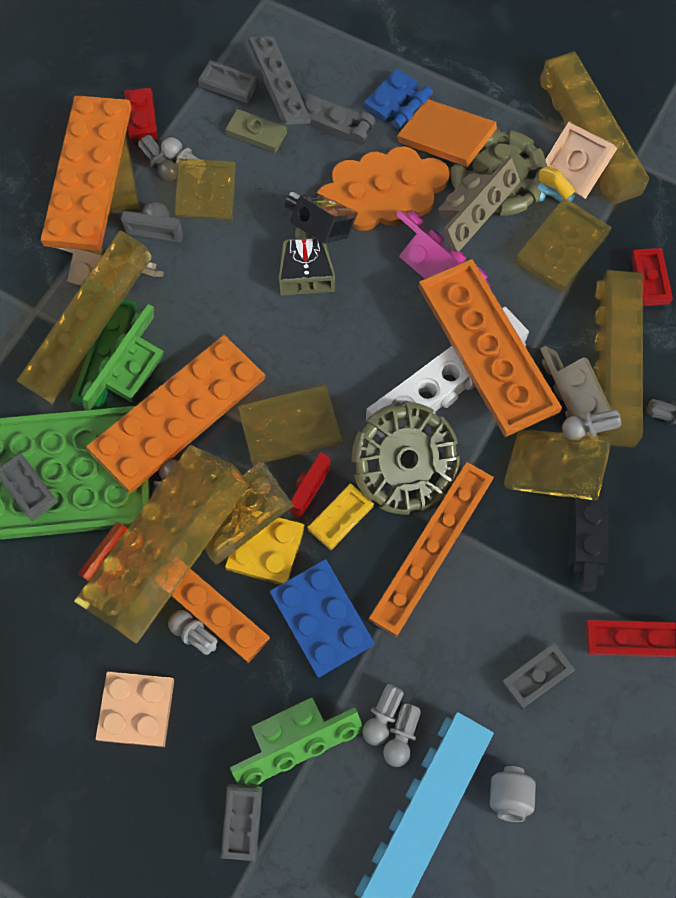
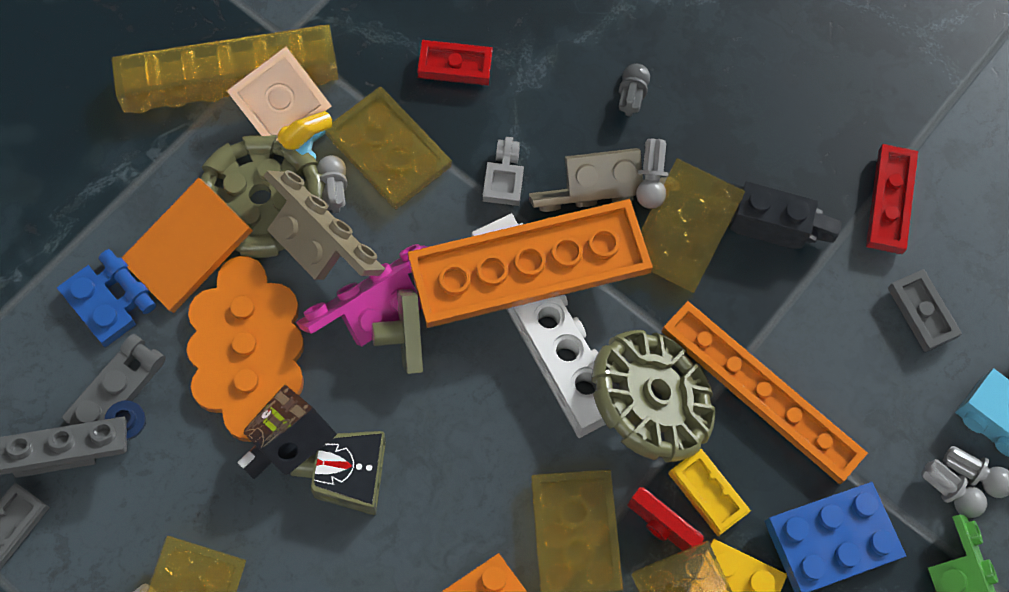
camera: 85 degrees left, 0 degrees up
(256, 131) = (102, 502): olive plate -> none
(314, 129) = (134, 416): none -> dark blue plate
(412, 275) = (403, 331): none -> olive tile
(533, 214) = (335, 181): none -> light grey axle
(559, 328) = (504, 180): none -> light grey plate
(621, 352) = (543, 118): clear yellow brick -> none

